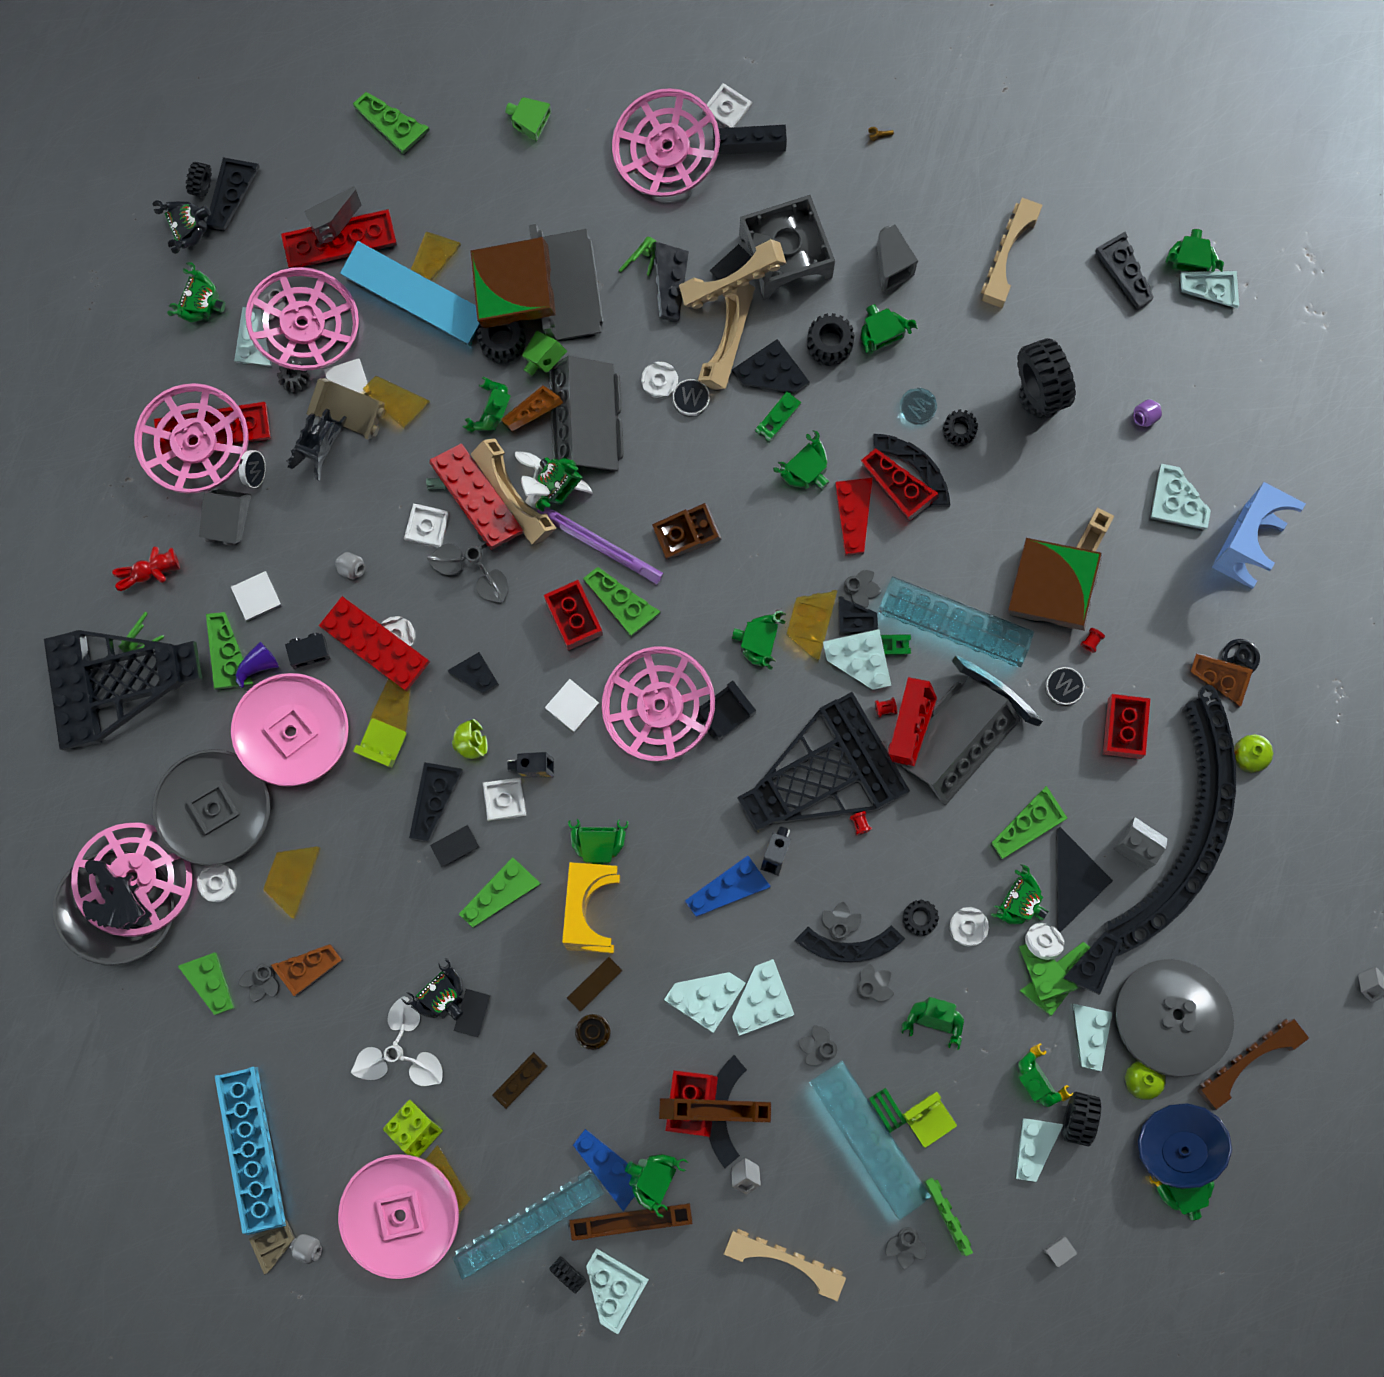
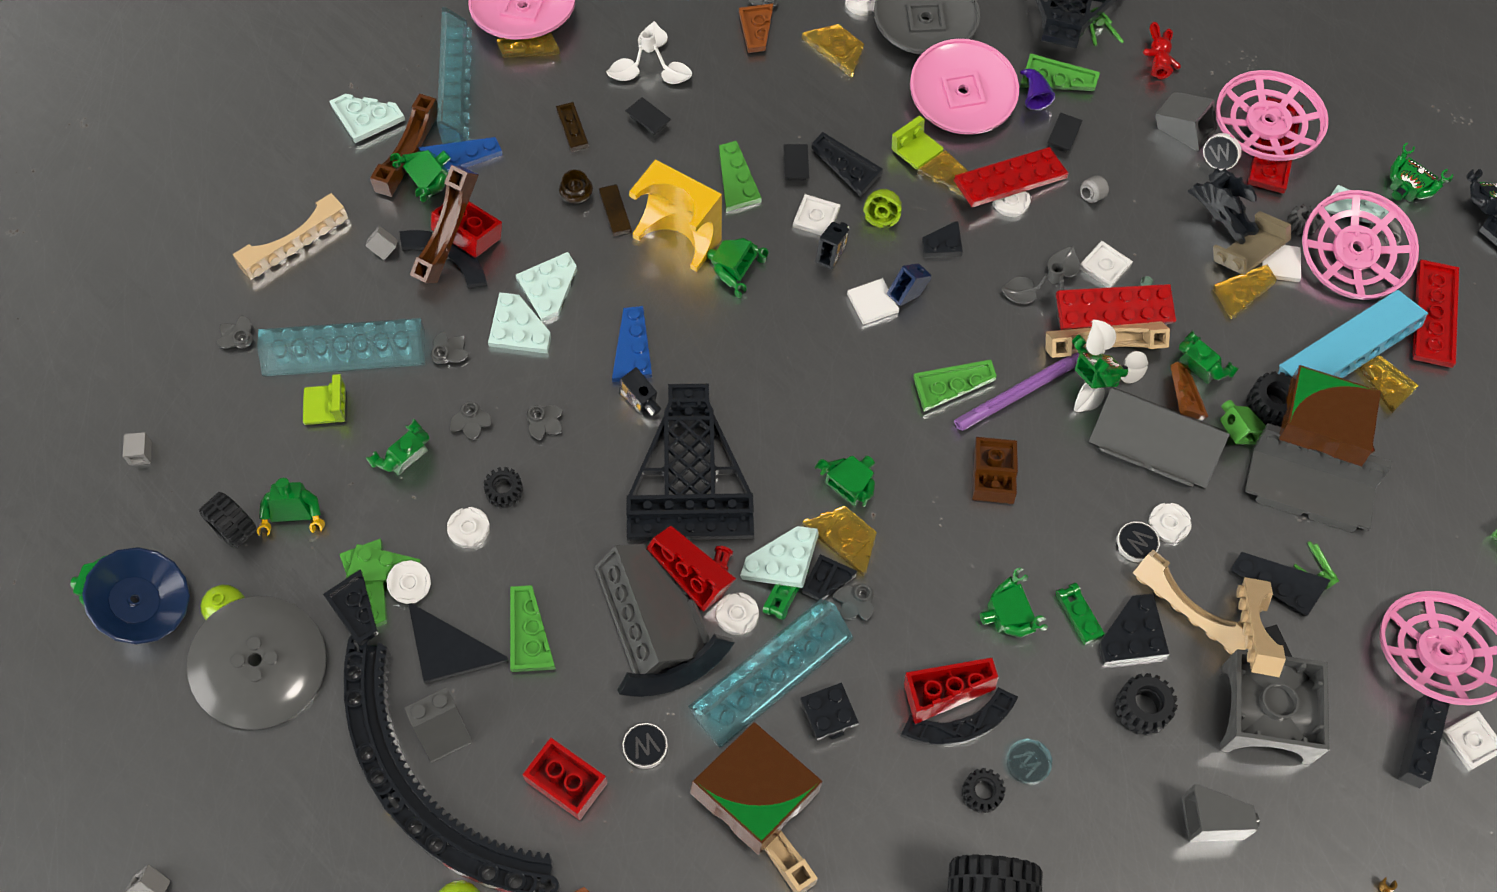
camera: 115 degrees right, 15 degrees down
(256, 596) = (1099, 117): white tile -> none
(293, 618) = (1064, 132): none -> black piece
(307, 650) = (1029, 129): black brick -> none
(333, 214) = (1463, 304): dark grey slope -> none
(412, 1130) = (581, 36): lime bracket -> none
(440, 995) = (675, 95): black torso -> none
(537, 673) = (913, 279): none -> dark blue torso
(567, 1275) = (395, 78): black tyre -> none
(573, 615) = (958, 333): red brick -> none
(650, 696) = (837, 356): bright pink dish -> none
(730, 711) = (797, 418): black panel -> none
(849, 952) = (512, 416): black tile -> none
(853, 507) = (945, 636): red wing -> none
(860, 823) = (622, 480): red bush -> none
(883, 328) = (1135, 764): green torso -> none
(894, 1106) = (357, 374): green tile -> none
(924, 668) = (737, 613): none -> white tile
(951, 1222) = (231, 372): bright green wing -> none
(965, 562) = (829, 712): none -> black piece
(1022, 900) = (459, 580): green torso -> none
(1035, 1146) = (238, 478): light aqua wing -> none
(1092, 640) = (676, 800): red bush -> none
(1092, 1035) = (297, 582): light aqua wing -> none
(1217, 1091) = (164, 762): reddish brown arch -> none

